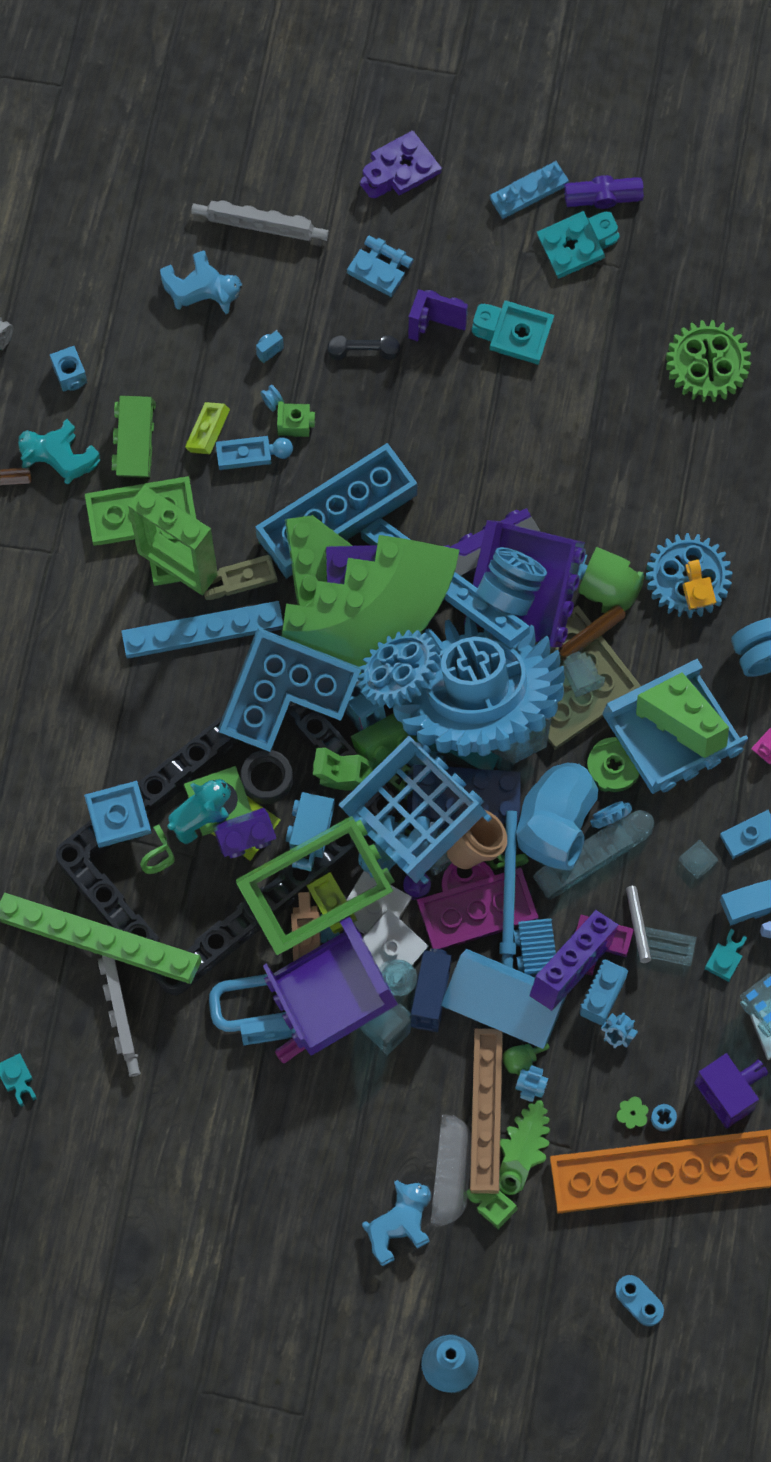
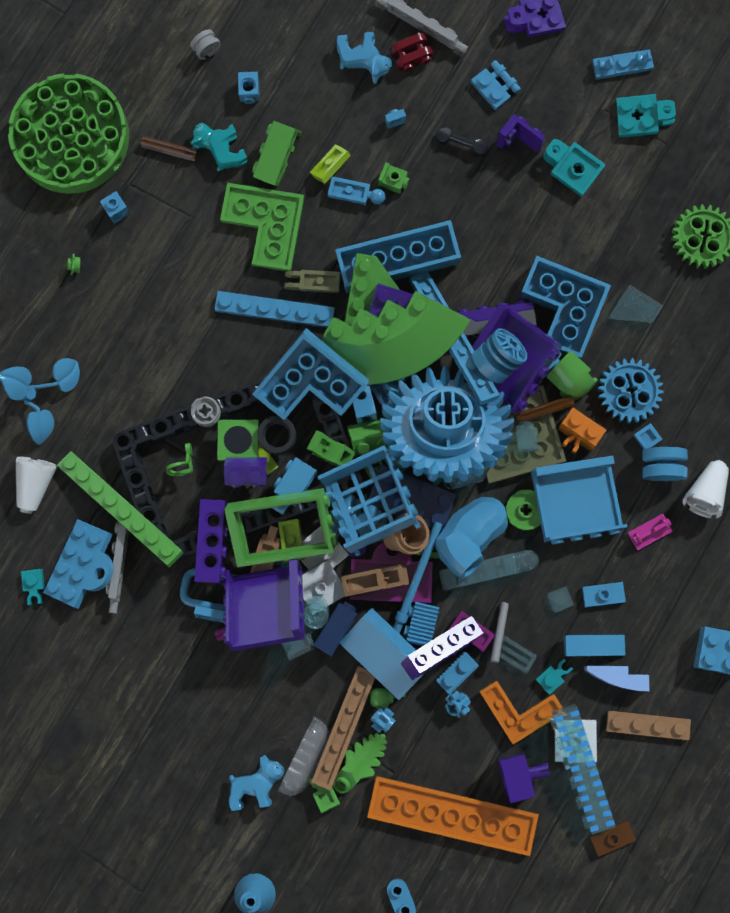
camera: 25 degrees right, 10 degrees up
(71, 1029) = (80, 565): none -> dark azure plate
(117, 814) = (165, 424): dark azure tile -> none
(164, 779) = (205, 411): none -> light grey wheel
(193, 569) = (269, 242): bright green door -> none
(200, 809) = (222, 444): teal animal -> none
(238, 977) = (203, 573): none -> dark purple brick
(260, 273) = (422, 55): none -> dark red brick
(271, 397) = (383, 157): dark azure bush -> none
(399, 668) = (395, 393): dark azure gear -> none
(457, 913) = (375, 580): none -> medium nougat slope
(568, 484) = (572, 296): none -> dark azure brick
(603, 192) = (675, 84): dark purple piece -> none
(610, 814) = (509, 546): dark azure gear -> none
(633, 1105) = (449, 770): bright green plant -> none
(646, 643) = (581, 430): none -> orange brick
(655, 1117) = (460, 775): dark azure bush -> none
(657, 473) = (636, 307): none -> clear light blue wing
(685, 714) = (588, 494): bright green wedge -> none
(698, 591) = (632, 406): light orange plate -> none
(699, 1032) = (517, 725): none -> orange plate
(730, 623) = (647, 437): none -> dark azure plate

